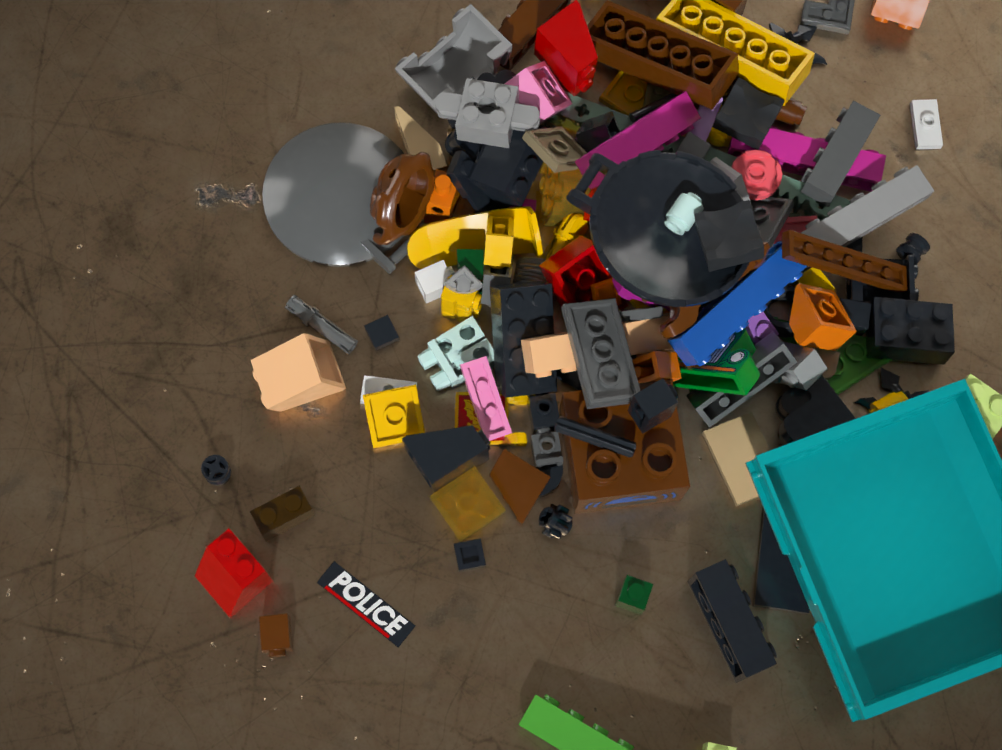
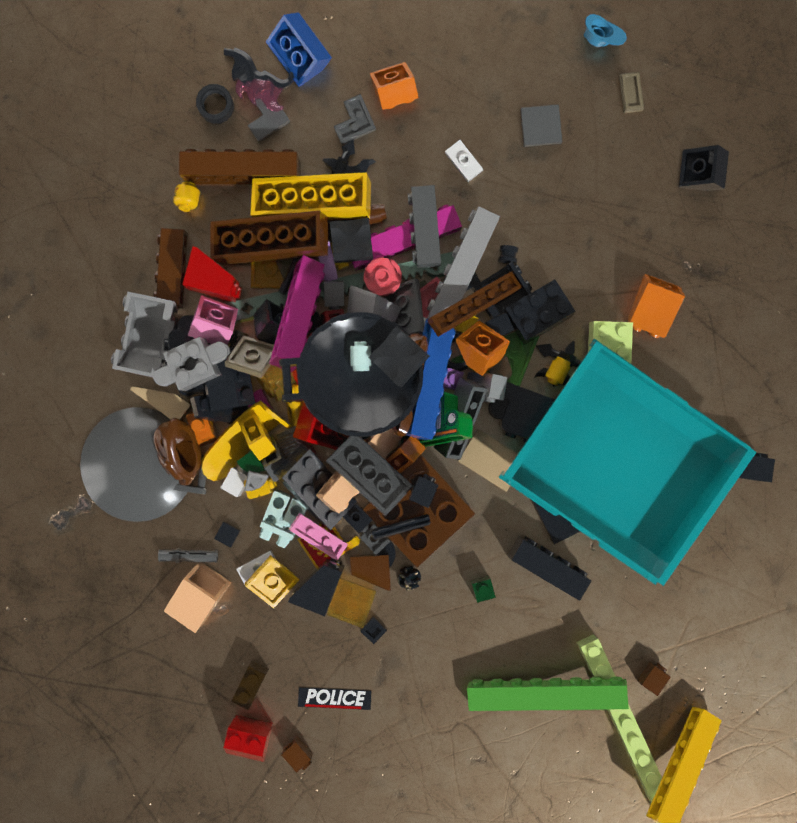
camera: 30 degrees left, 15 degrees up
(213, 465) = (191, 690): black wheel -> none

